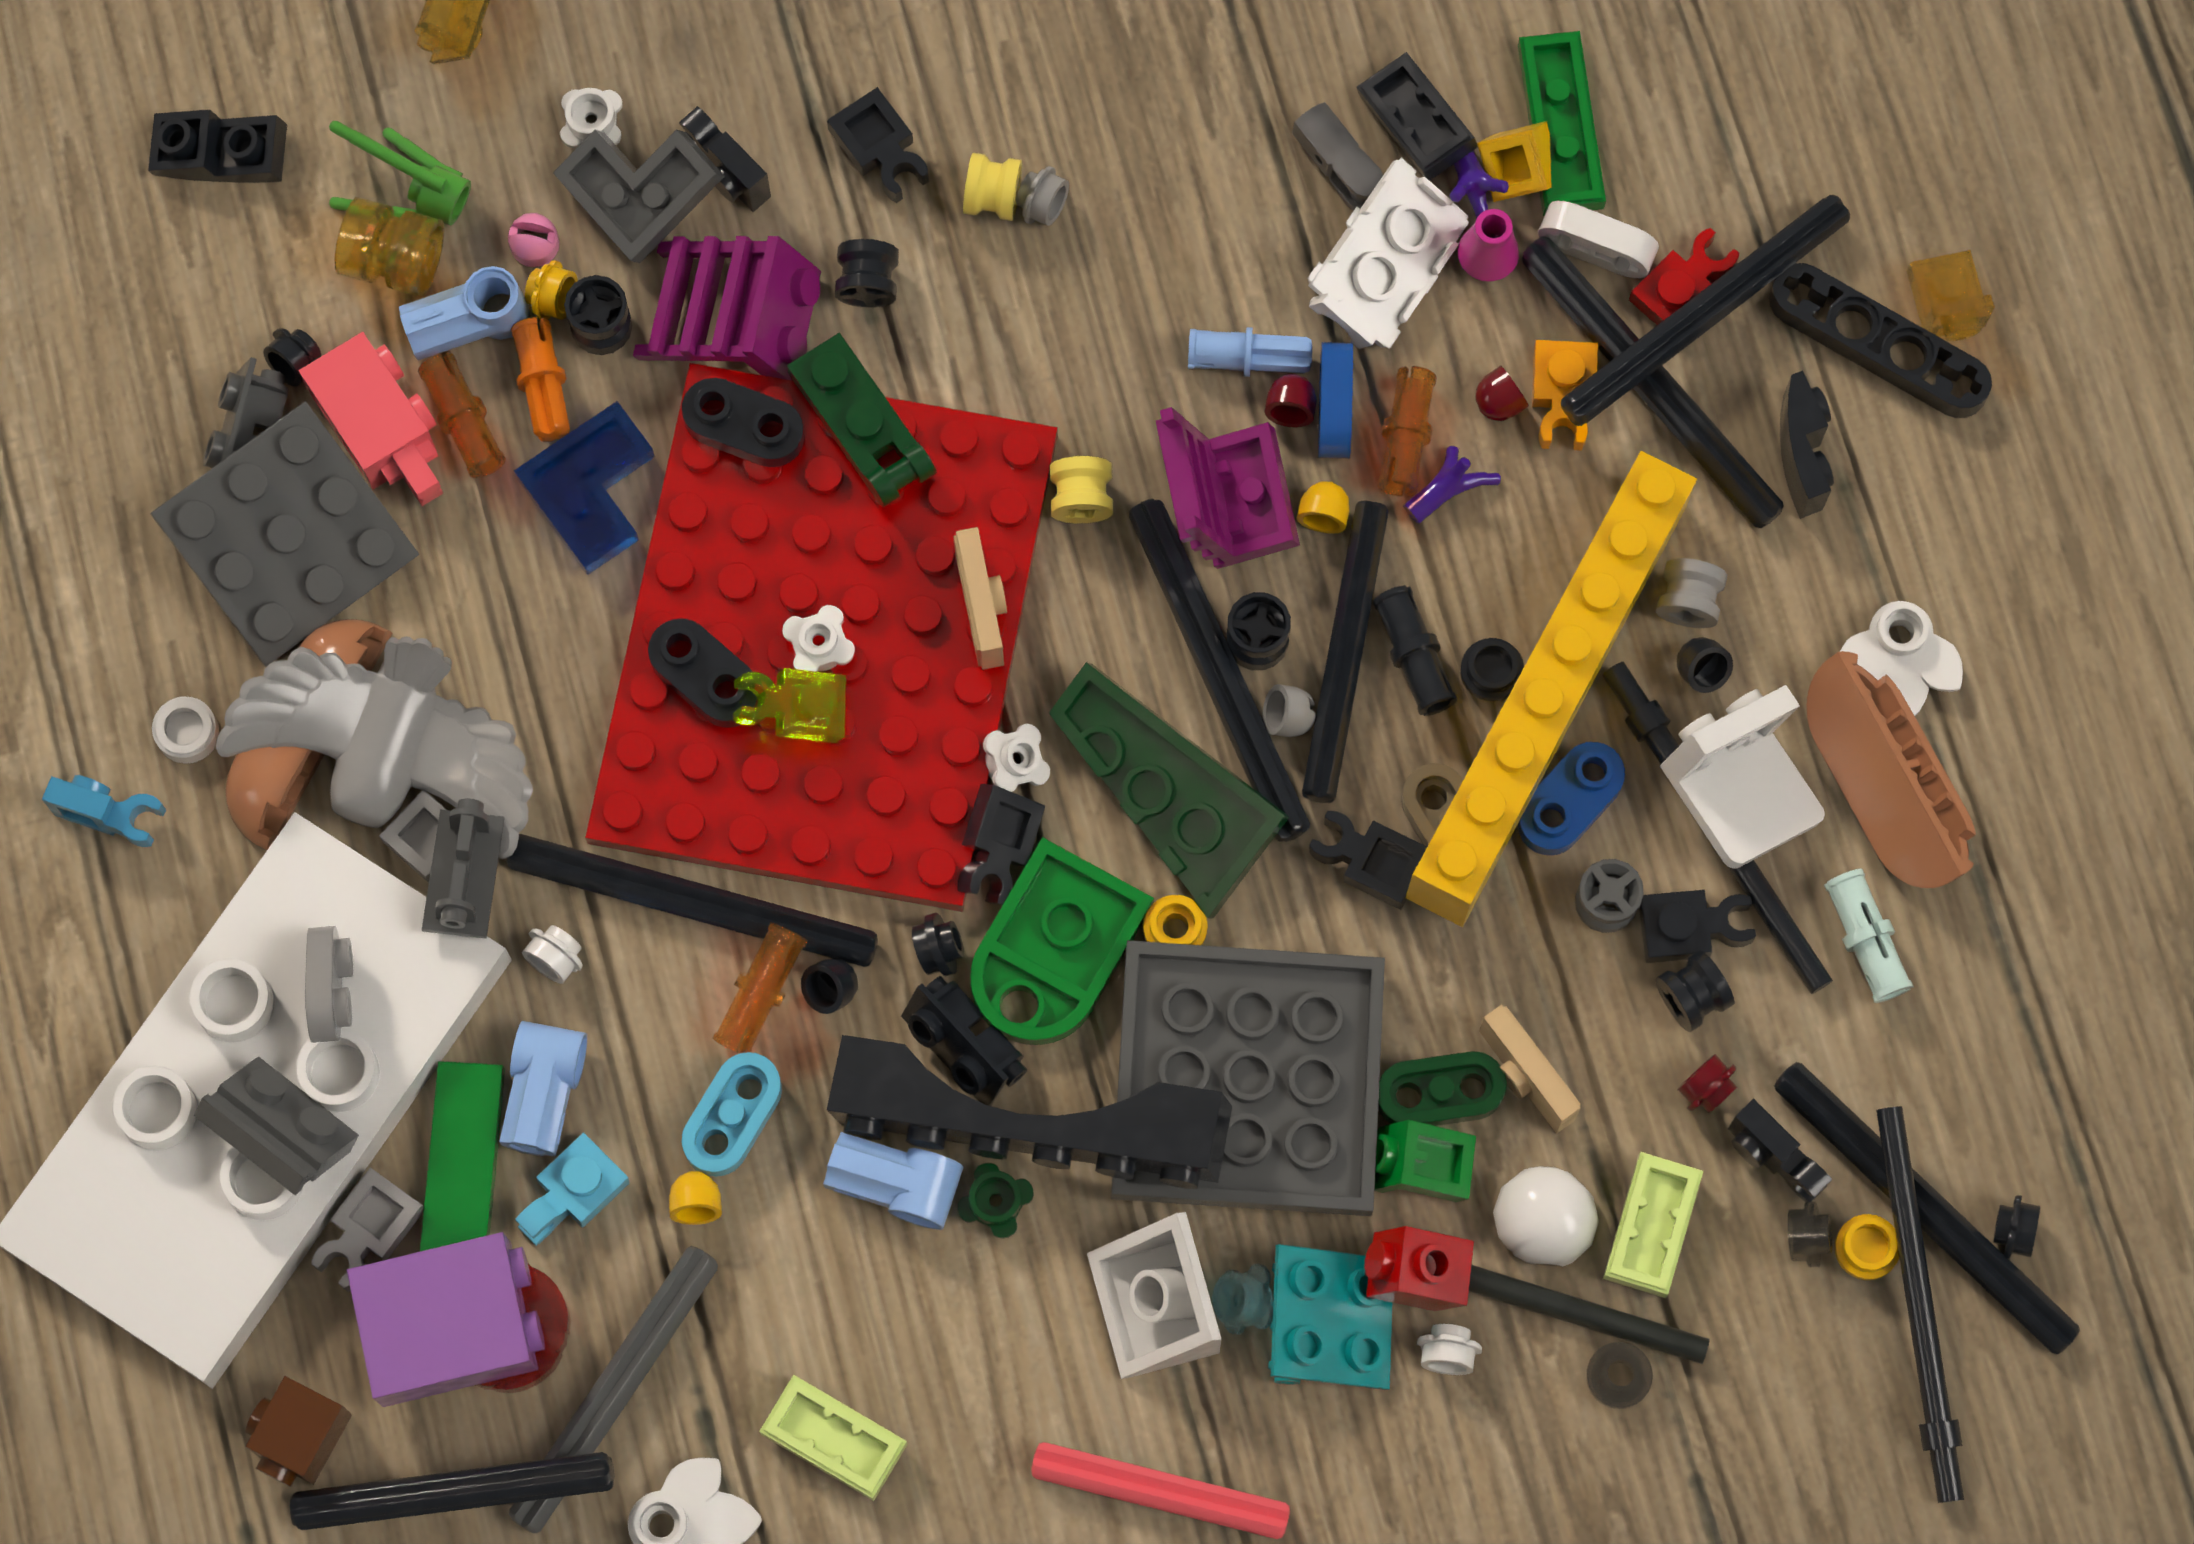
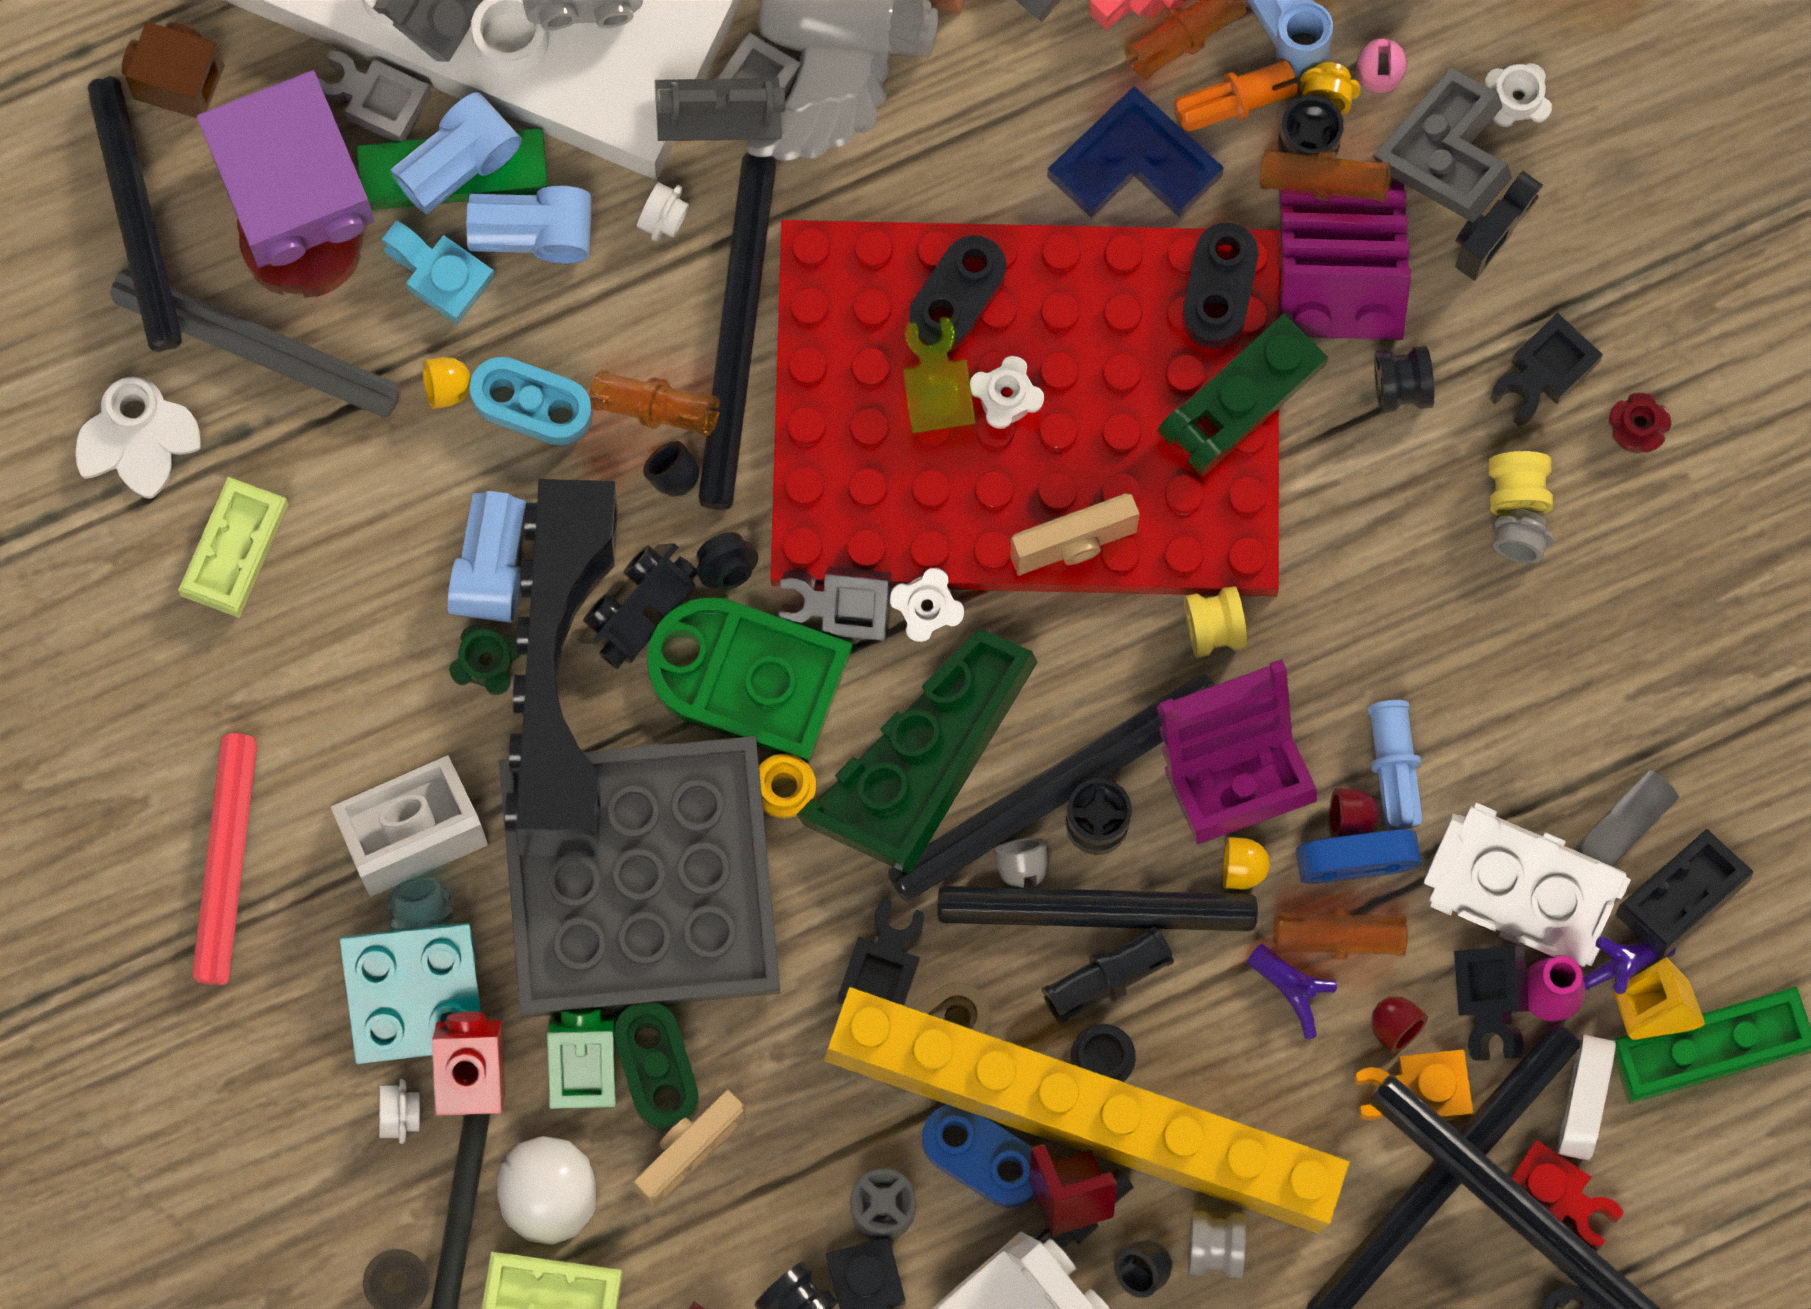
camera: 80 degrees right, 0 degrees up
(450, 1135) = (468, 142): none -> light blue piece
(650, 302) = (1325, 175): none -> clear orange pin
(947, 86) = (1636, 438): none -> dark red plate
(1482, 302) = (1492, 987): none -> black plate
(1627, 712) = (1071, 1190): none -> dark red panel

